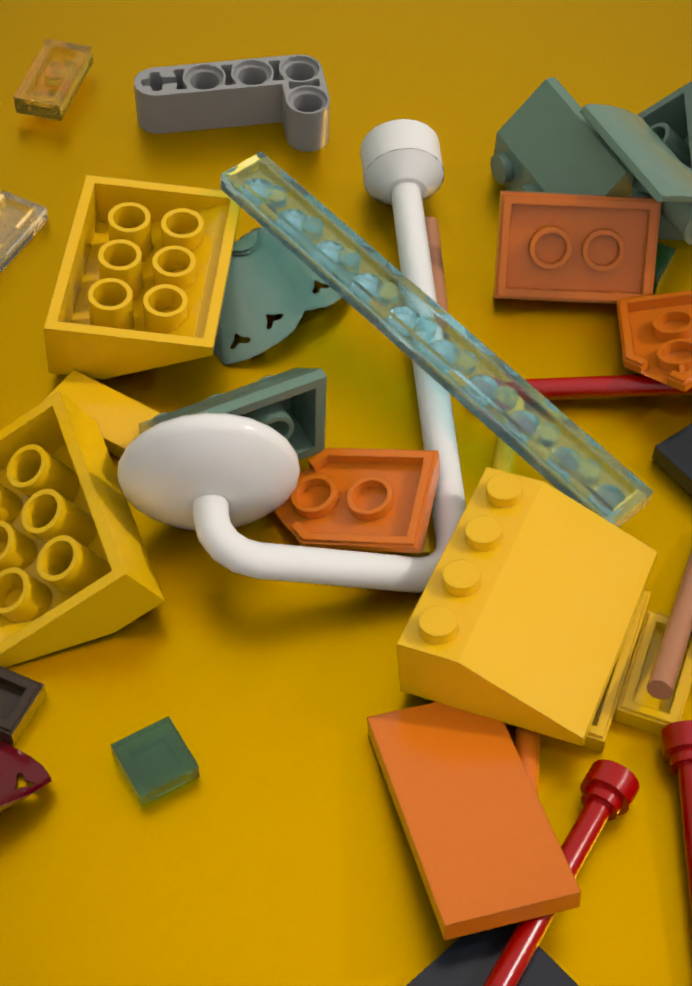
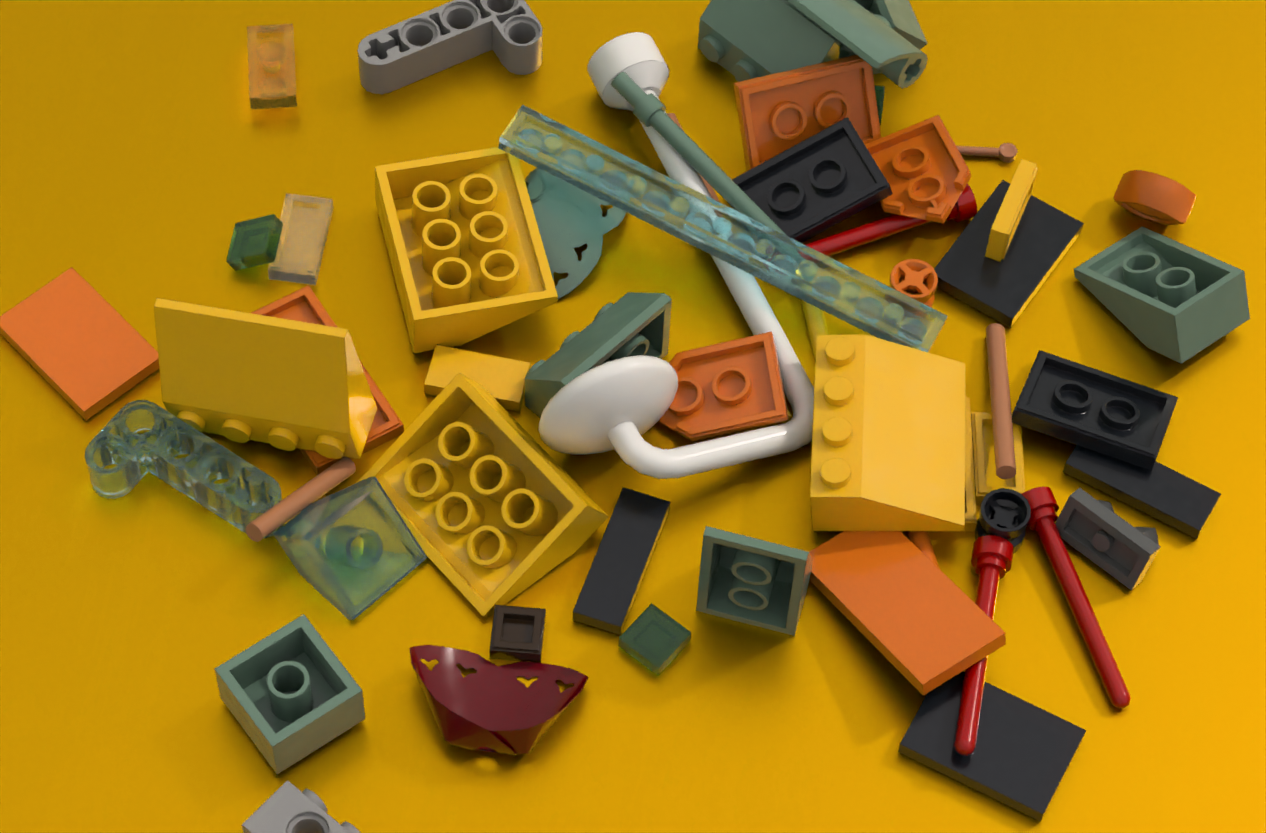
camera: 20 degrees left, 5 degrees up
(159, 658) = (621, 561): none -> black tile
(291, 723) = (752, 580): none -> sand green slope
(404, 202) = (652, 113): none -> sand green bar
(554, 319) = (816, 182): none -> black tile
(634, 444) = (915, 277): none -> orange wheel
(646, 740) = (1004, 515): none -> black wheel

